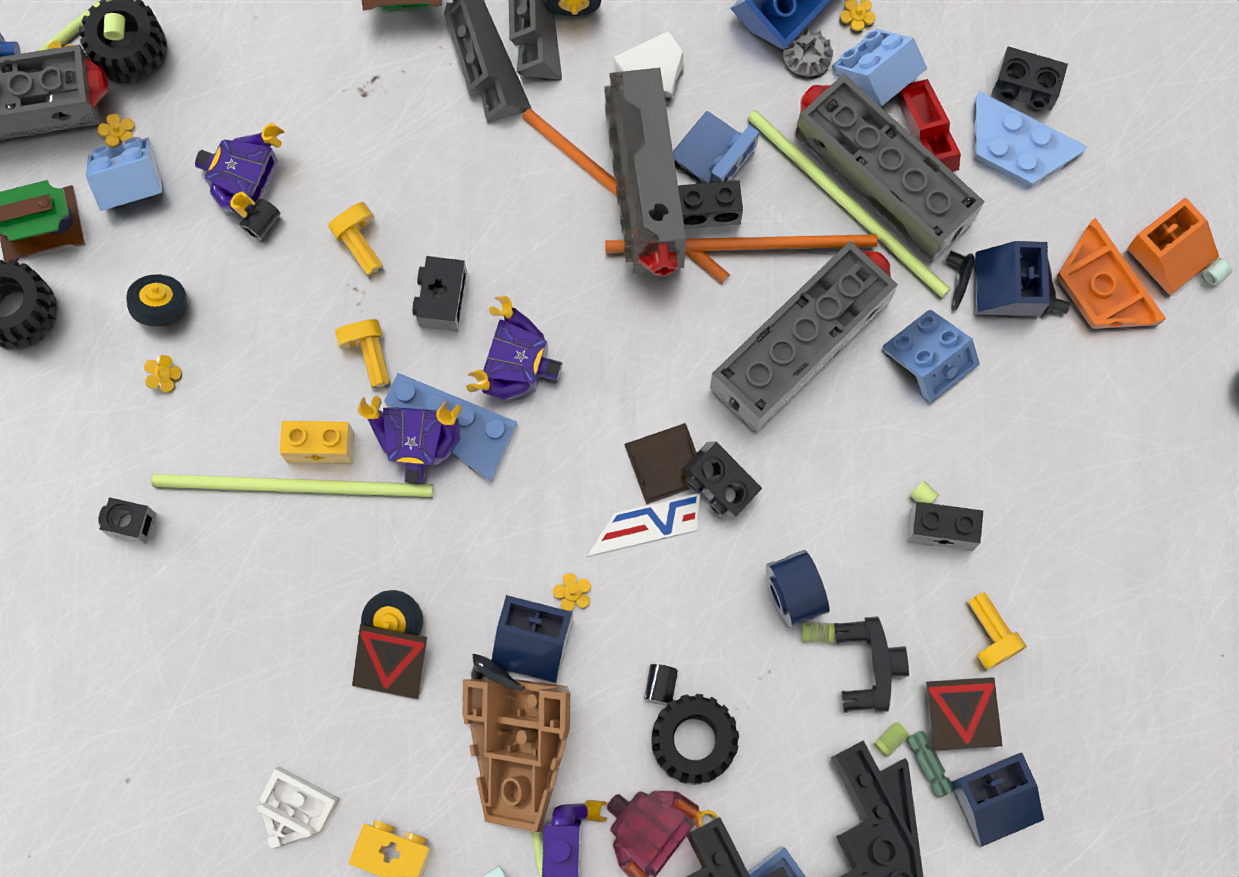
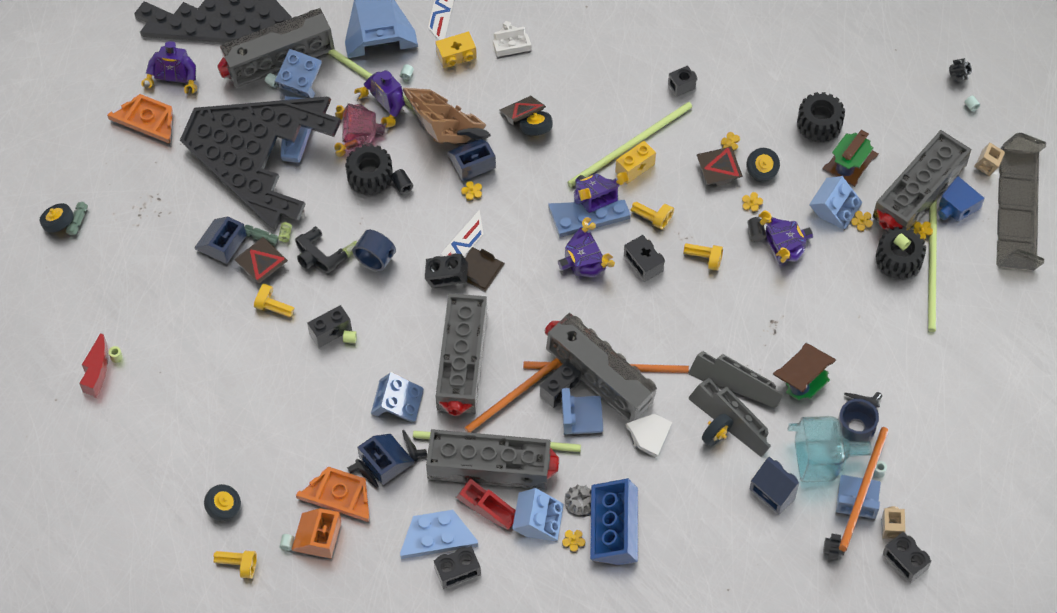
camera: 140 degrees right, 15 degrees down
(213, 346) = (719, 166): none -> dark brown piece
(223, 267) = (752, 202): none -> yellow plant

